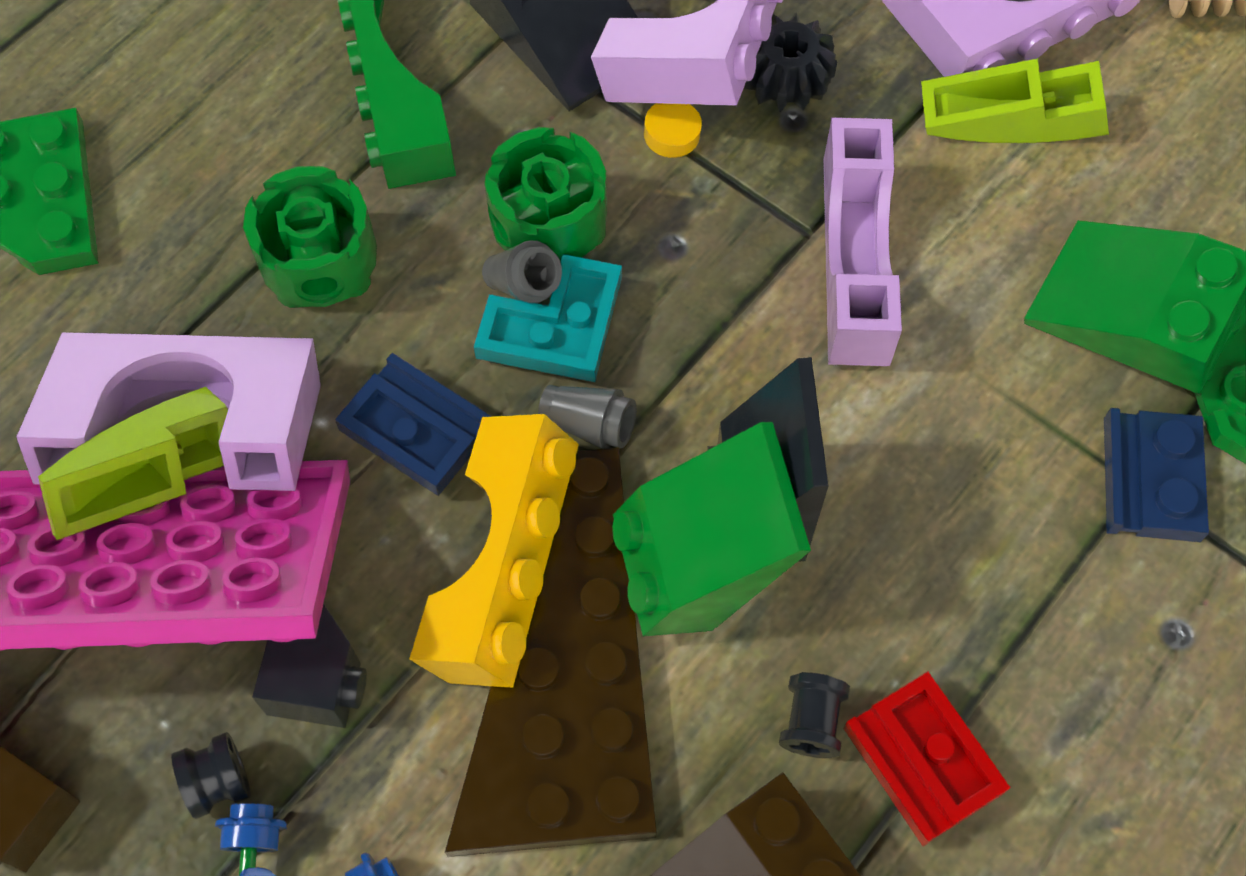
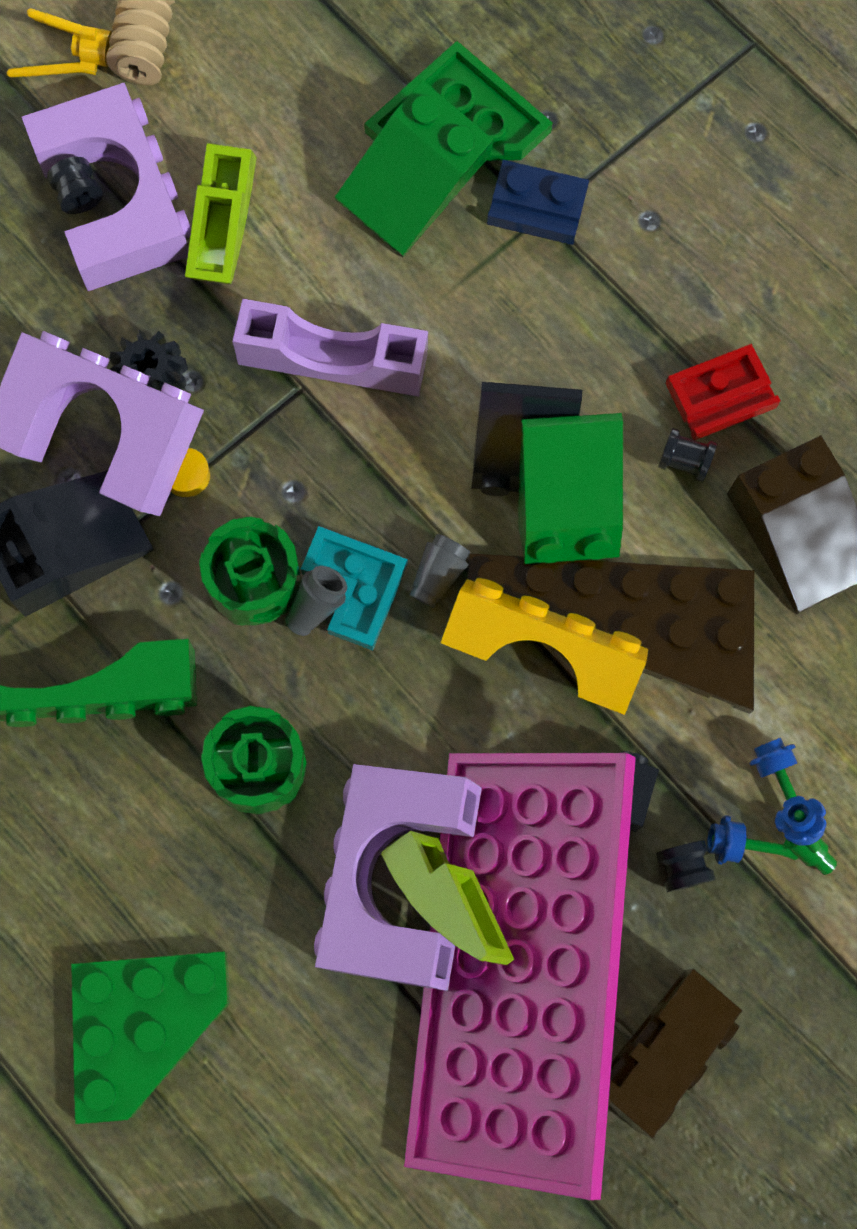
camera: 85 degrees left, 10 degrees up
(413, 423) = (426, 699): dark blue plate -> none

